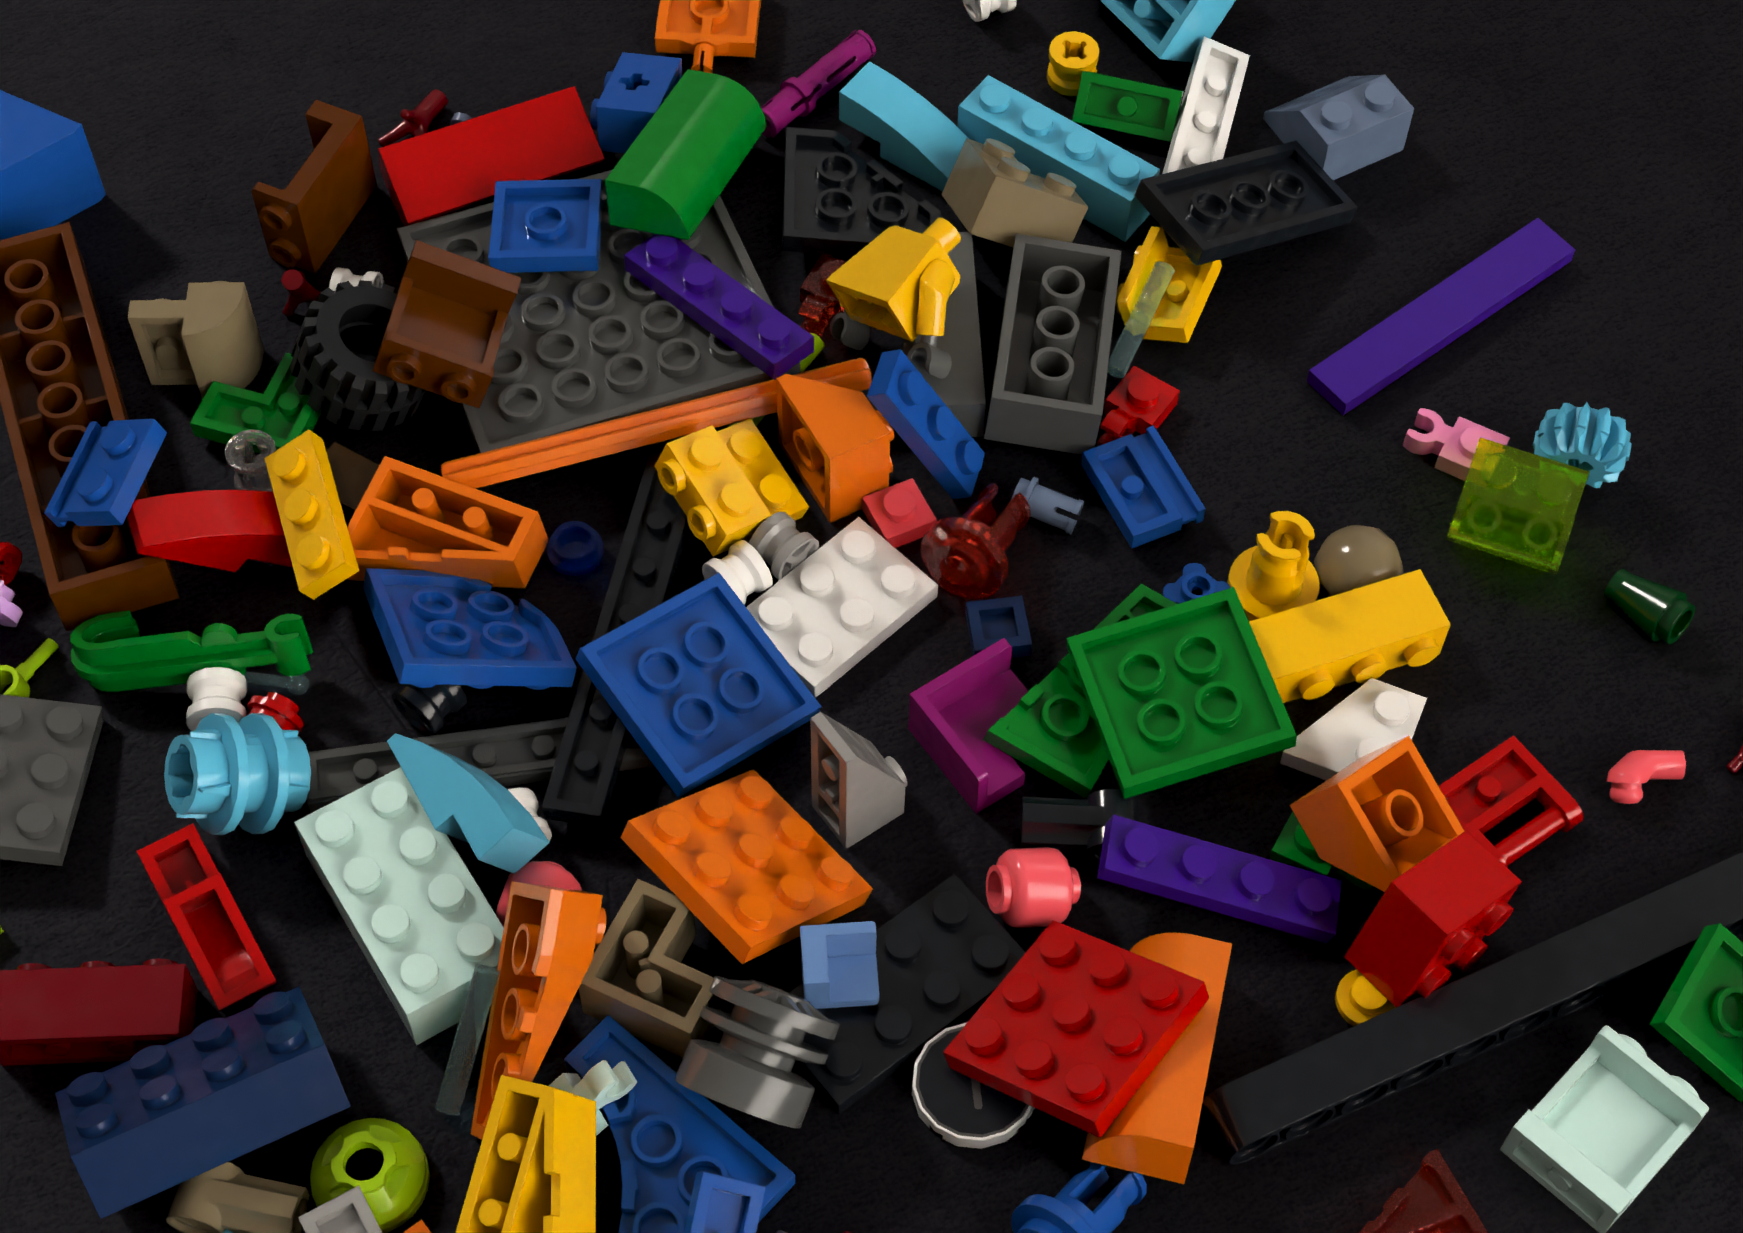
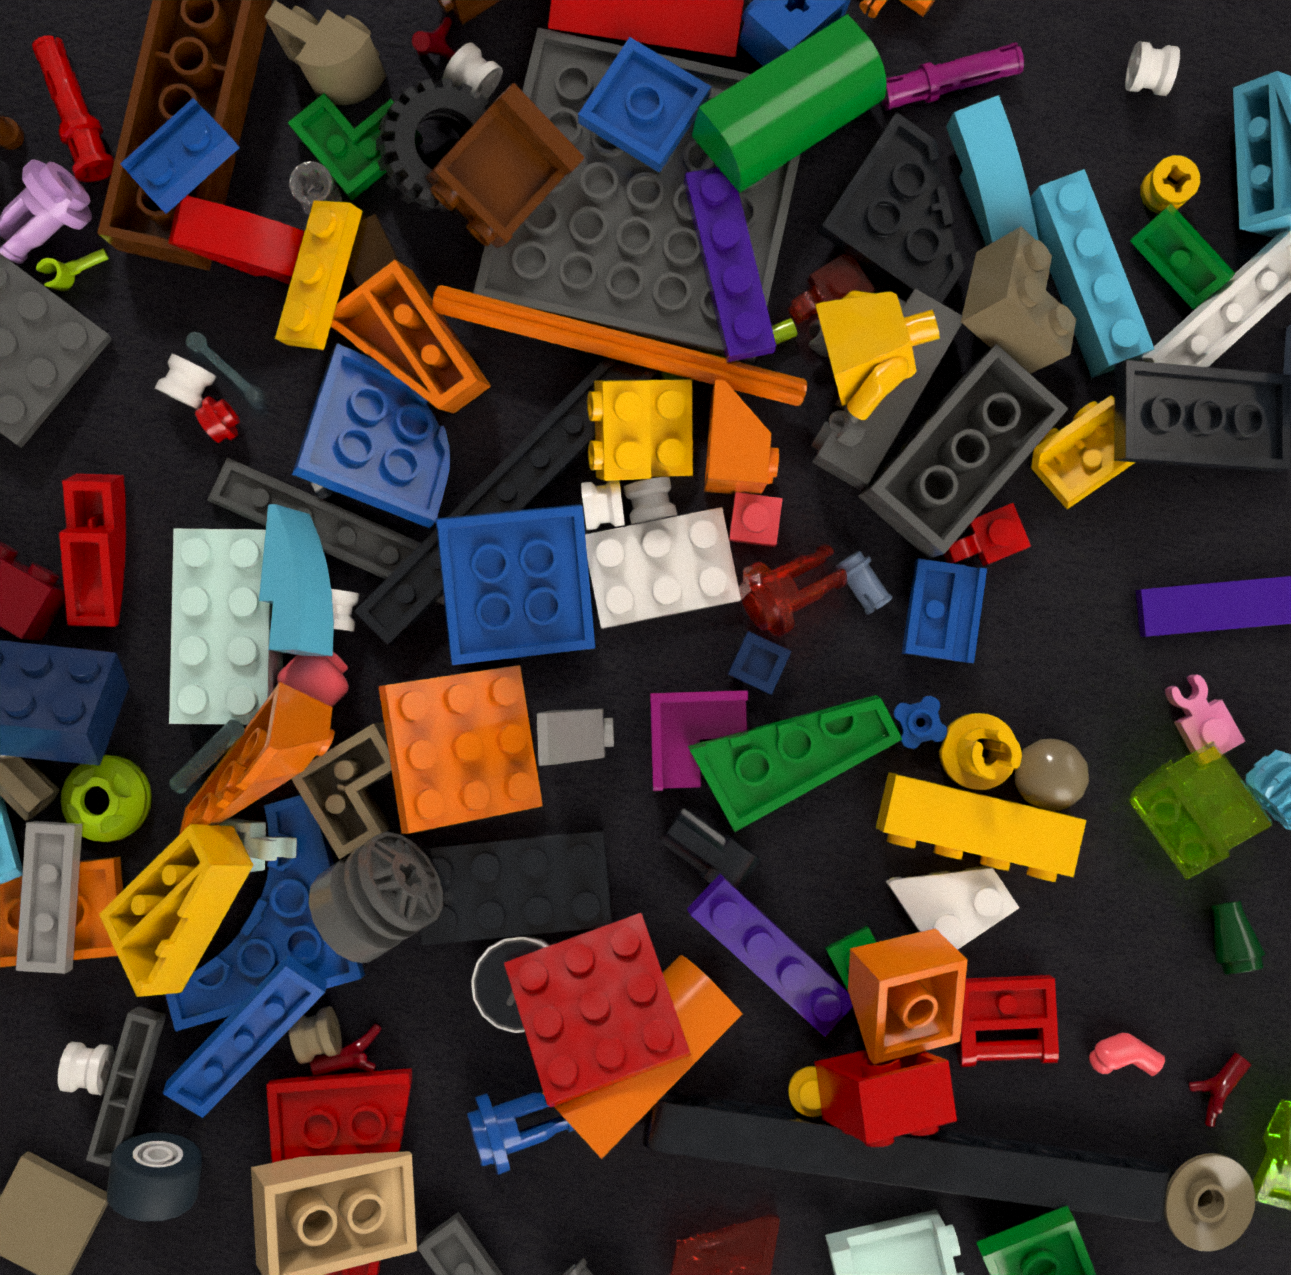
camera: 35 degrees right, 30 degrees up
(117, 659) = (172, 332): green piece -> none
(237, 773) = (158, 462): medium azure piece -> none
(575, 548) = (505, 405): clear blue plate -> none
(839, 964) = (471, 863): medium blue panel -> none
(926, 424) = (808, 477): blue plate -> none
(1032, 887) = (645, 877): coral head -> none
(1140, 319) = (1044, 470): clear light blue piece -> none
(1180, 692) = (838, 815): green plate -> none

